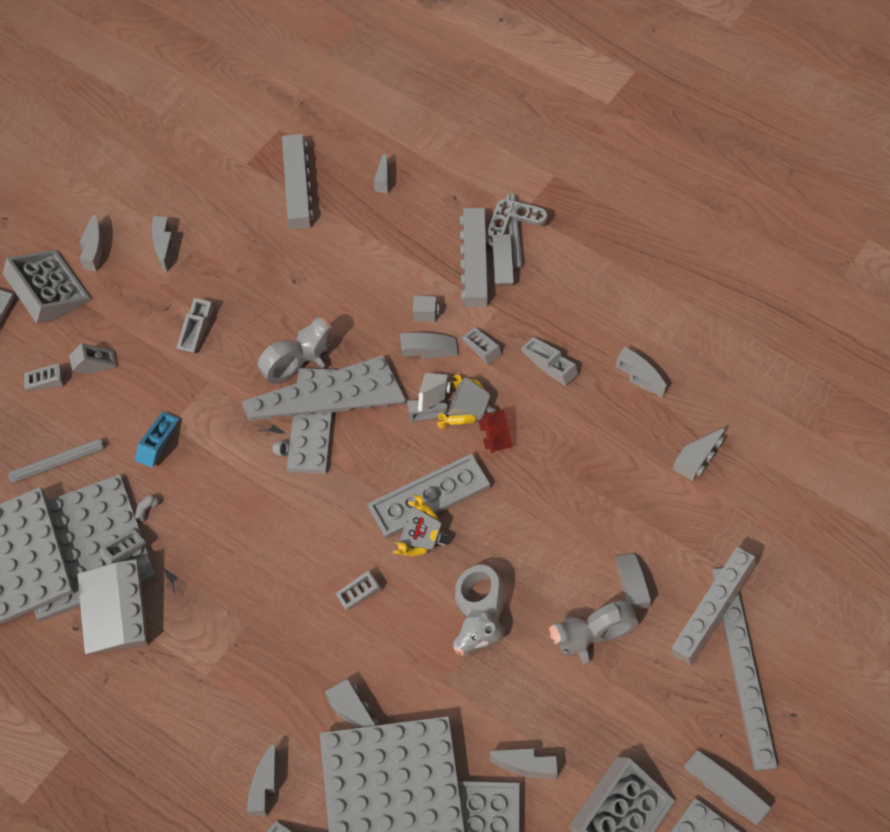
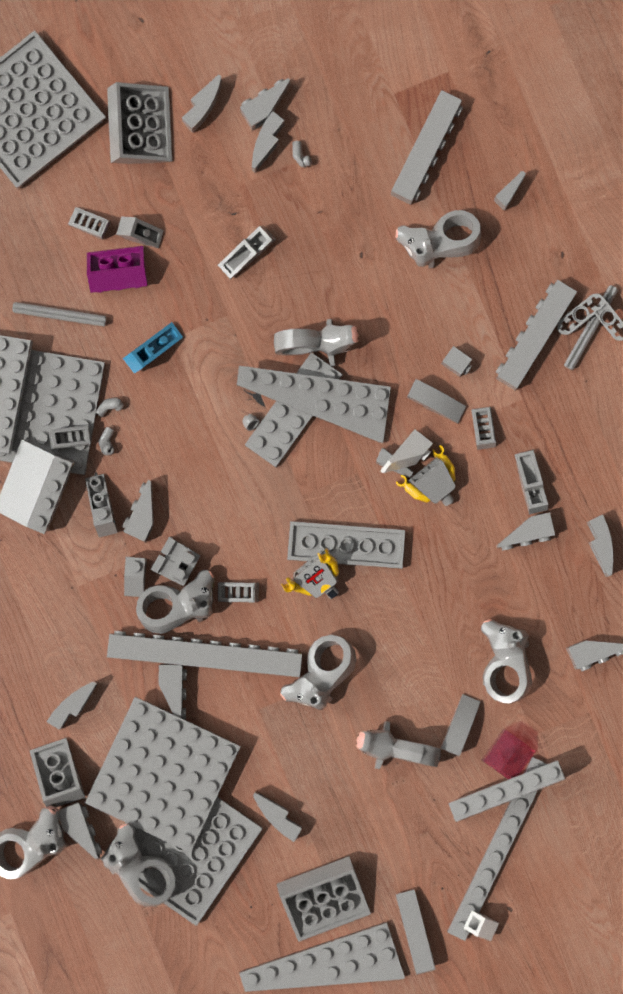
camera: 30 degrees right, 25 degrees up
(89, 398) = (116, 269): none -> magenta slope
(140, 224) = (258, 109): none -> light grey slope
(158, 538) = (105, 443): none -> light grey arm
(187, 591) = (101, 506): none -> light grey slope
(201, 241) = (298, 156): none -> light grey arm
(231, 579) = (142, 517): none -> light grey slope
(254, 631) = (134, 576): none -> light grey slope
(284, 597) = (174, 555): none -> light grey hips
(320, 619) = (191, 602): none -> light grey animal
(342, 239) = (427, 244): none -> light grey animal
(361, 661) = (204, 655): none -> light grey brick
(496, 431) = (438, 523): clear red bracket -> none
(502, 260) = (558, 355): light grey slope -> none
(577, 393) = (533, 528): none -> light grey slope
(628, 492) = (509, 650): none -> light grey animal
(689, 579) = (508, 755): none -> clear pink slope
(781, 740) = (481, 925): none -> white brick

